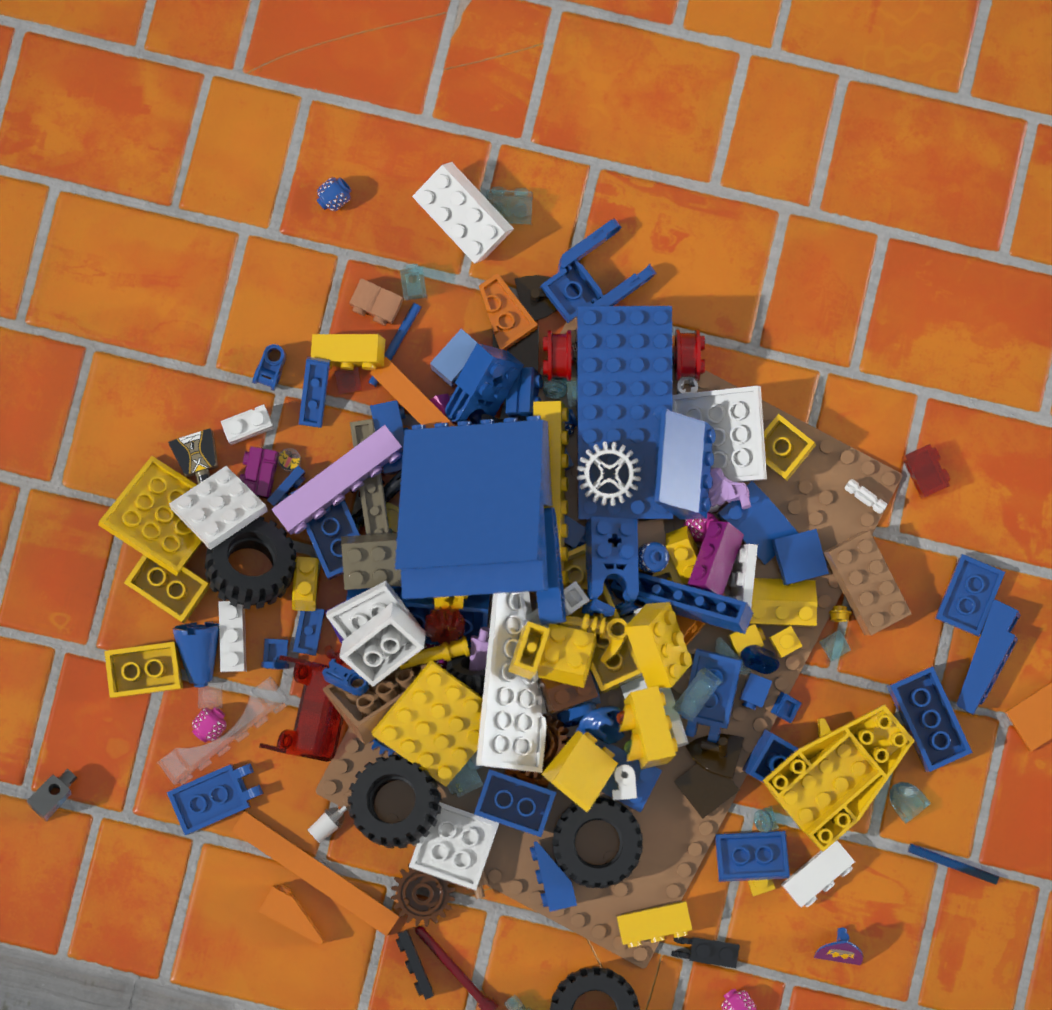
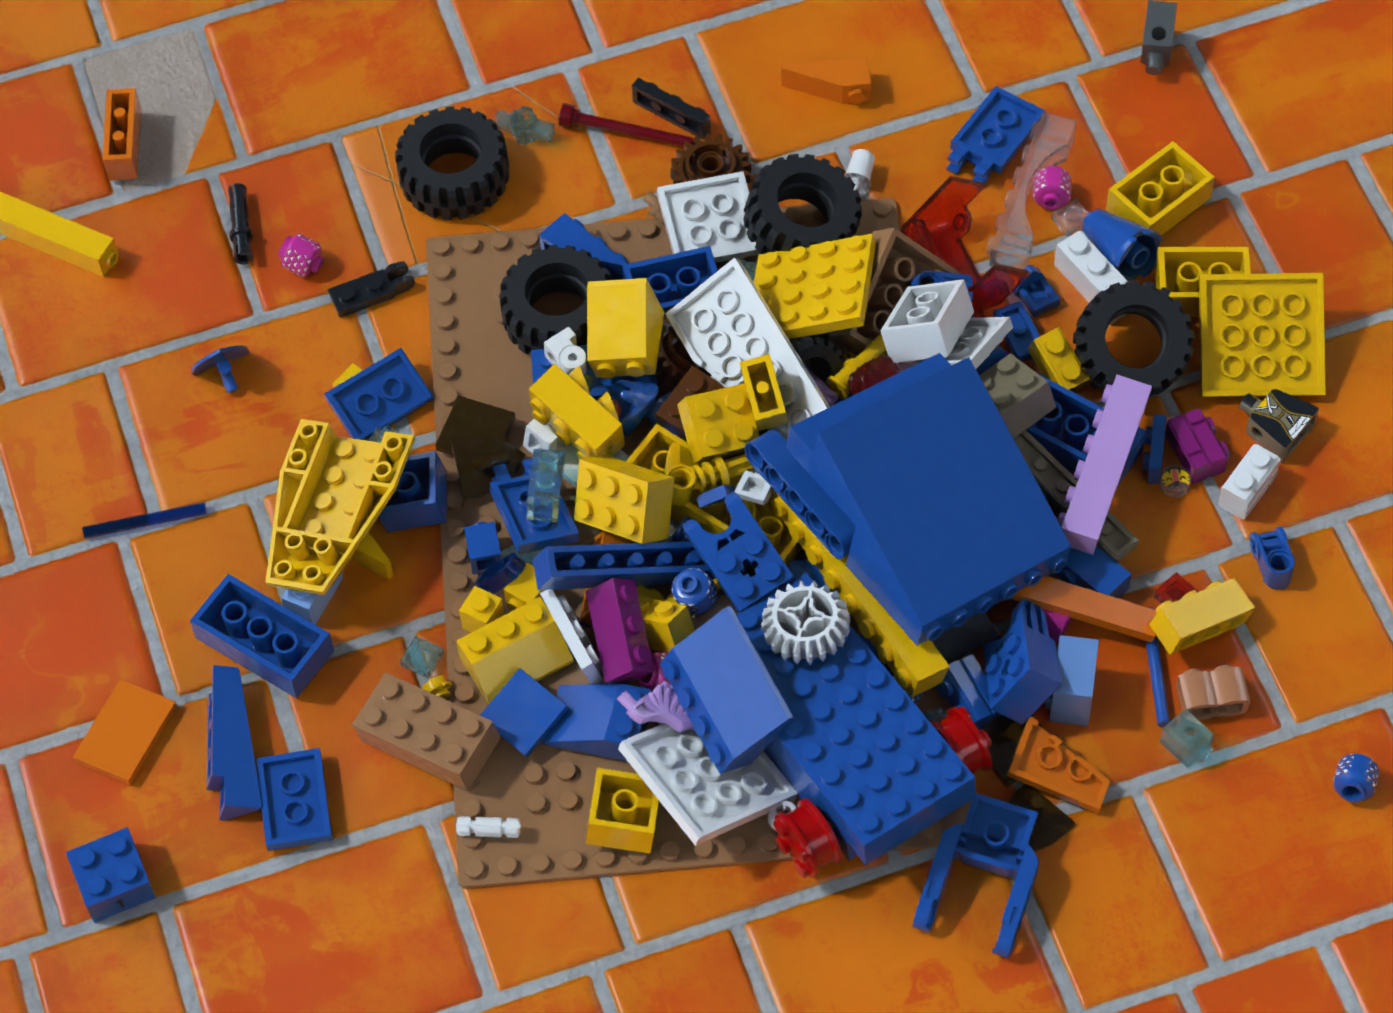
camera: 155 degrees right, 25 degrees down
(218, 507) = (1210, 366): white plate -> none
(314, 392) = (1204, 553): blue tile -> none
(315, 873) = (836, 130): orange tile -> none
(463, 212) = (1191, 842): white brick -> none
(512, 205) = (1145, 895): clear light blue bracket -> none
(654, 923) = (445, 272): yellow brick -> none
(786, 707) = (437, 559): blue tile -> none
(818, 874) = (298, 400): white brick -> none
(907, 800) = (233, 549): clear light blue brick -> none
(926, 471) = (432, 901): clear red brick -> none

